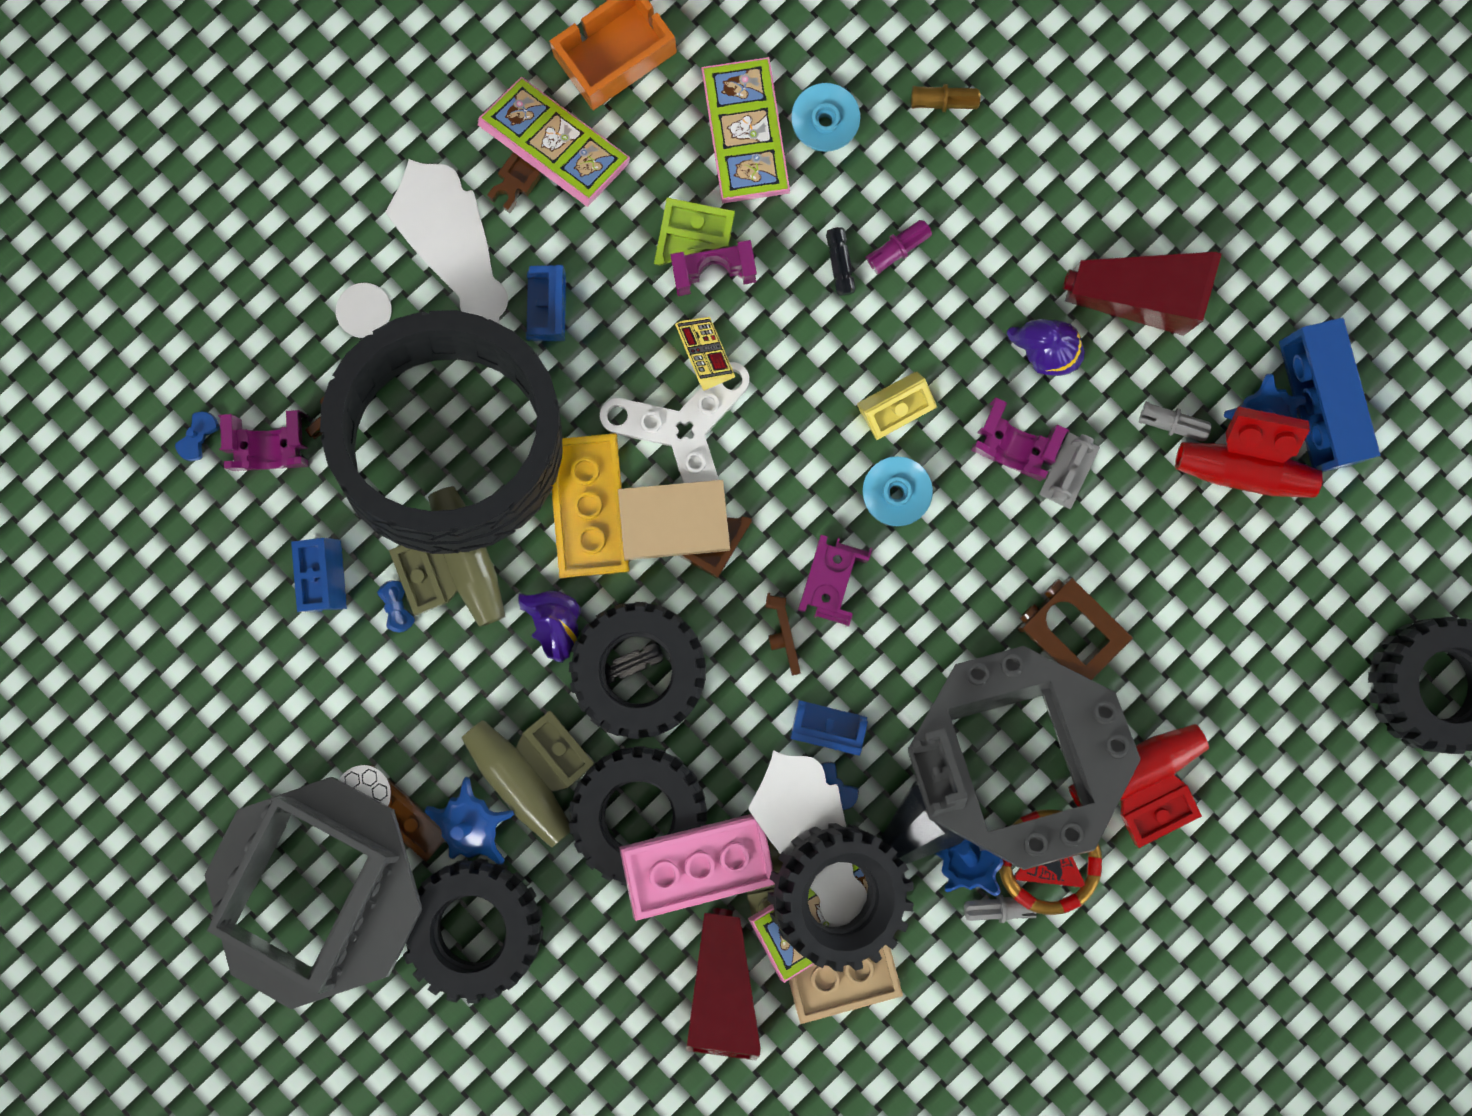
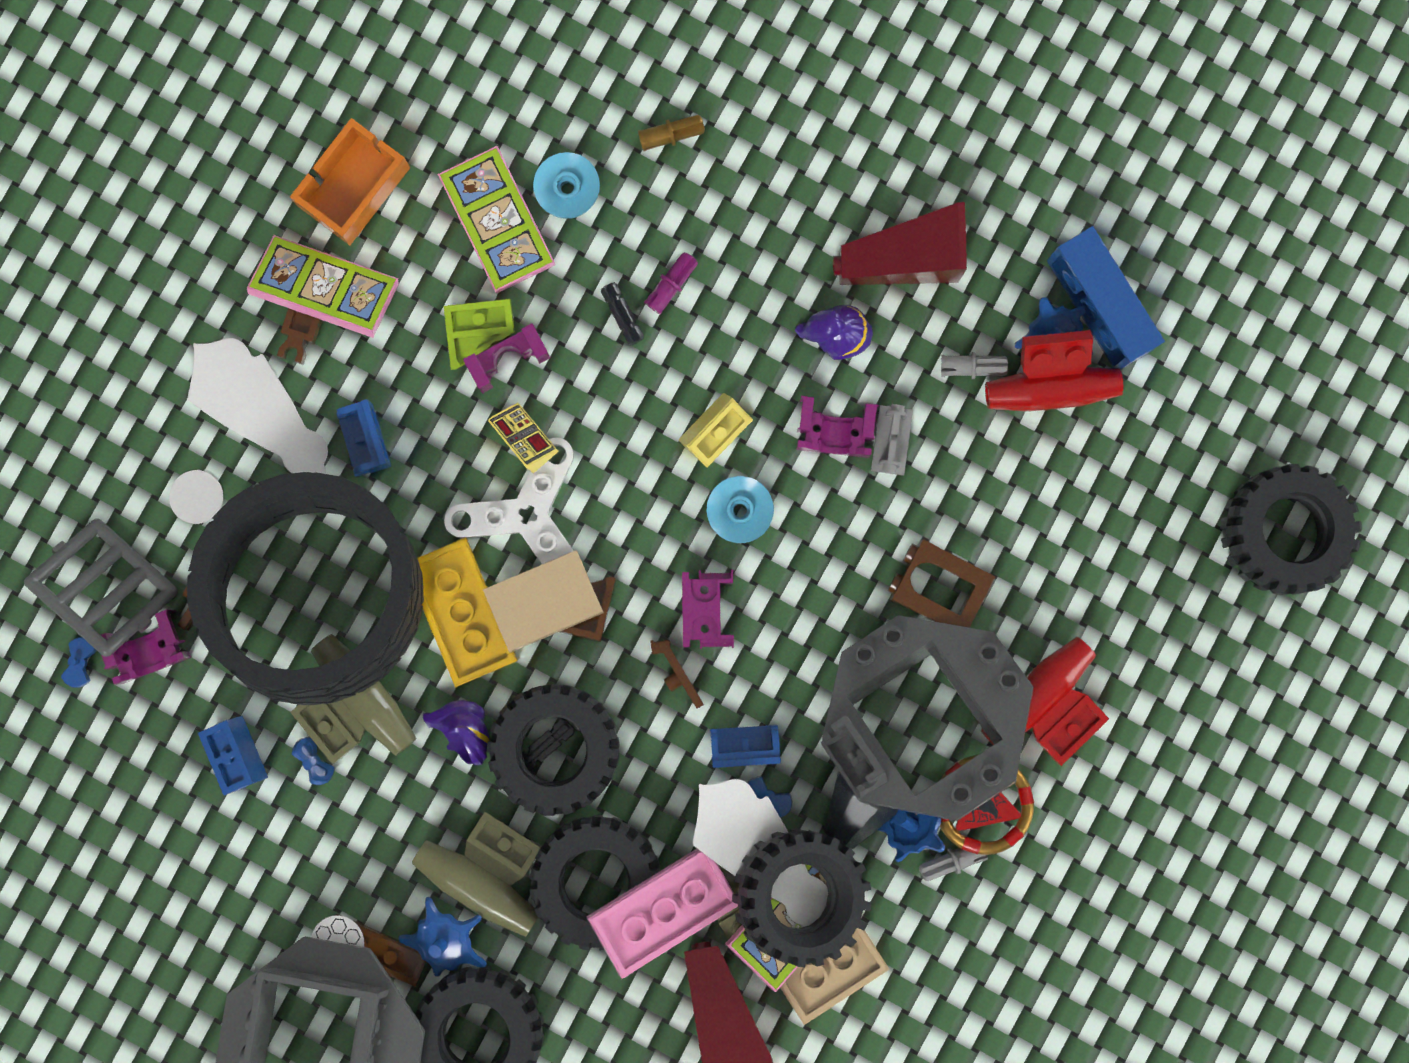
camera: 15 degrees left, 0 degrees up
(212, 399) = (84, 625): none -> dark grey bar

